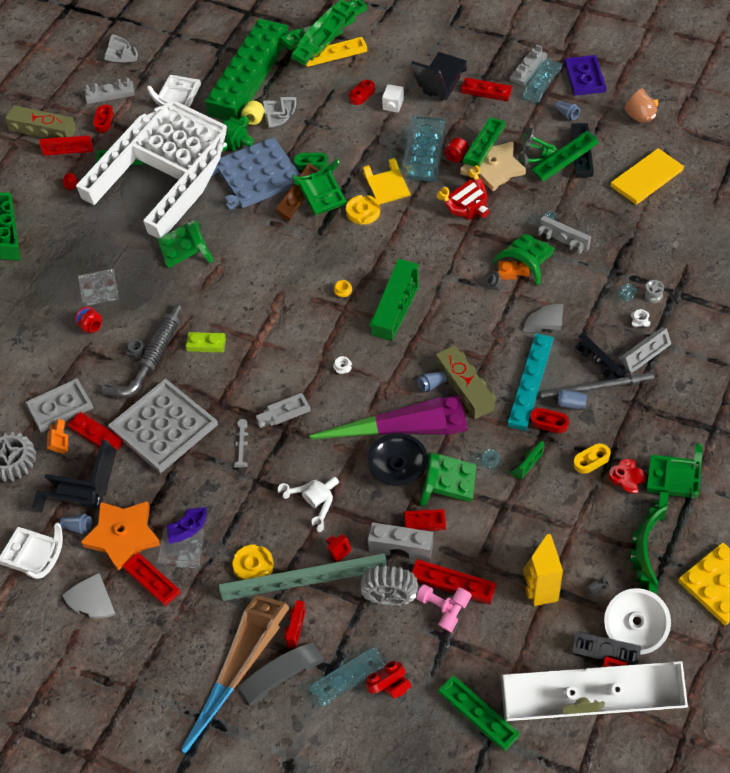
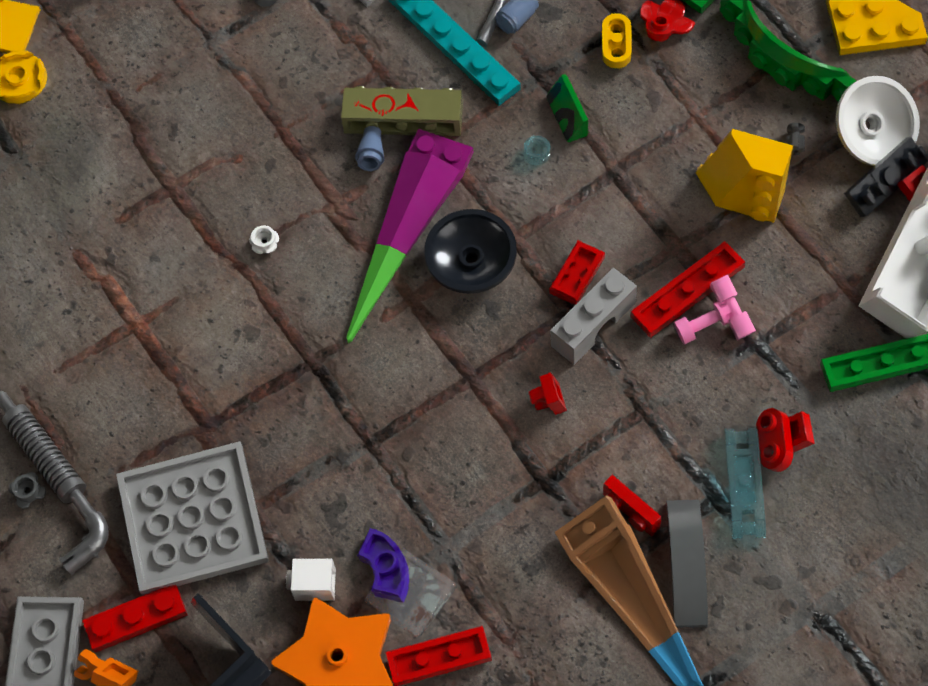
camera: 55 degrees left, 10 degrees up
(159, 497) = (312, 579): none -> white brick
(205, 342) = (87, 391): lime plate -> none
(242, 424) = (264, 415): light grey piece -> none
(252, 562) = (499, 514): yellow tile -> none
(283, 411) = (285, 349): light grey hinge -> none
(300, 577) = (565, 463): sand green tile -> none
(315, 494) = (449, 382): white piece -> none
(342, 288) = (136, 172): yellow plate -> none
(389, 586) = (655, 361): light grey gear -> none
(395, 300) = (213, 118): green wedge -> none
(448, 478) = (537, 209): green piece -> none
(550, 420) = (527, 54): red plate -> none

